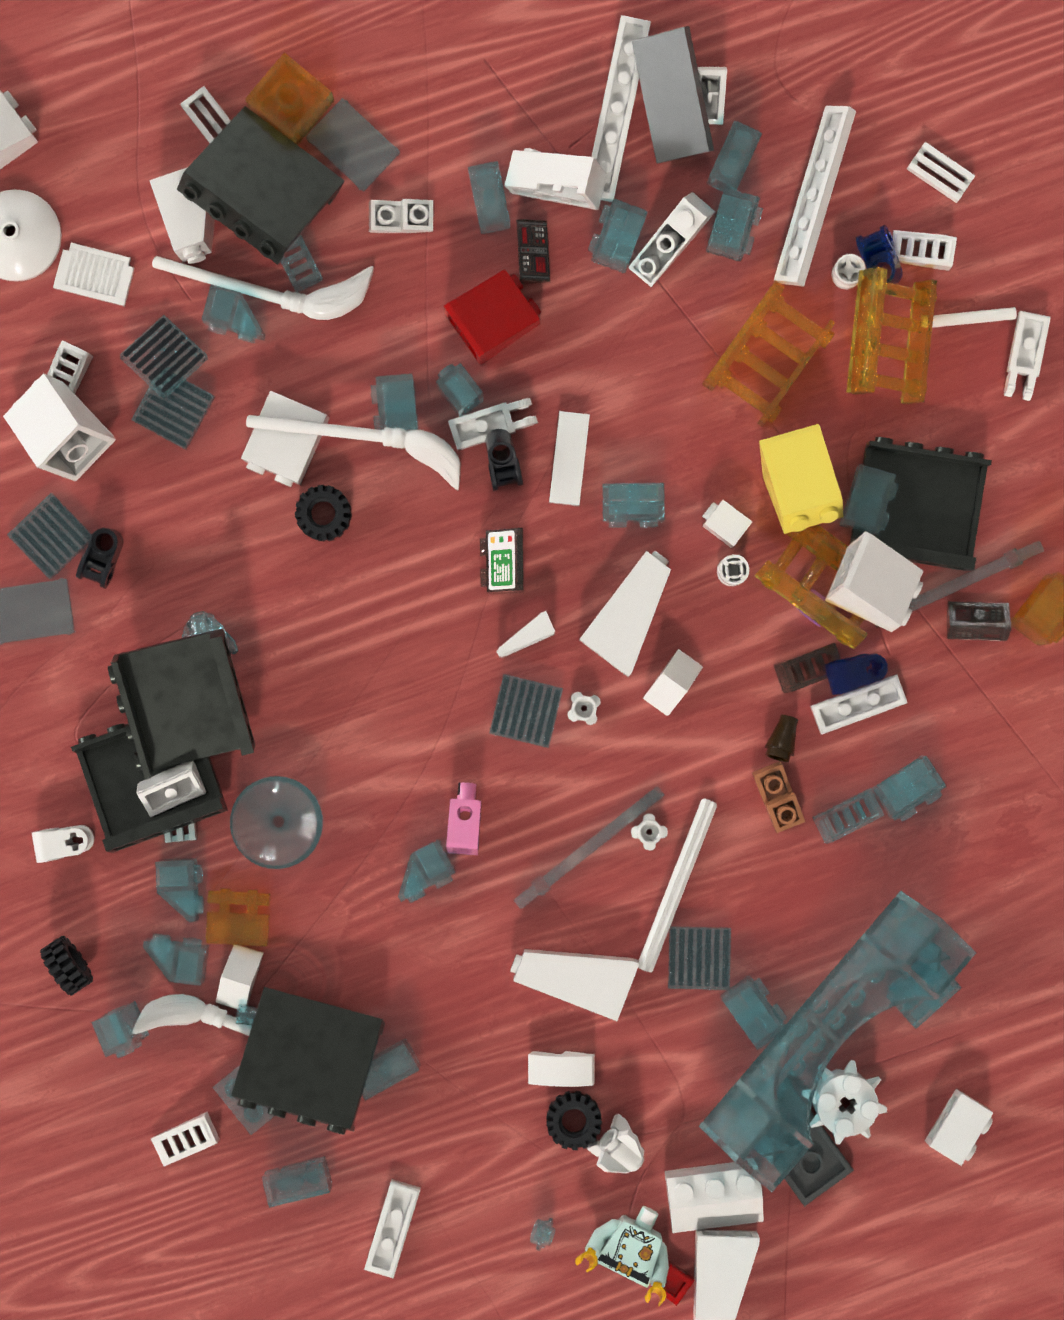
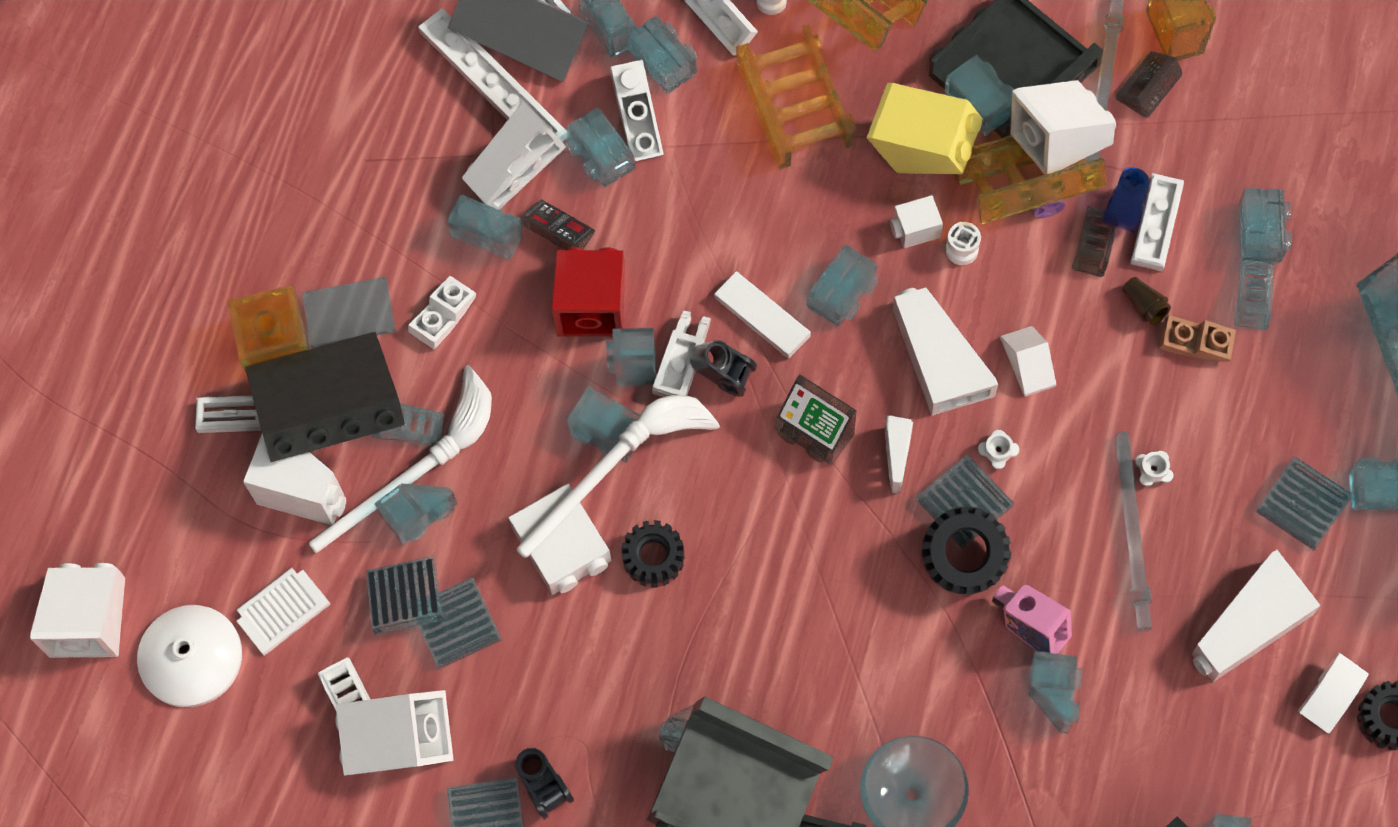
camera: 45 degrees left, 20 degrees down
(463, 756) = (996, 550): none -> black tyre
(677, 885) = (1220, 475): white axle -> none

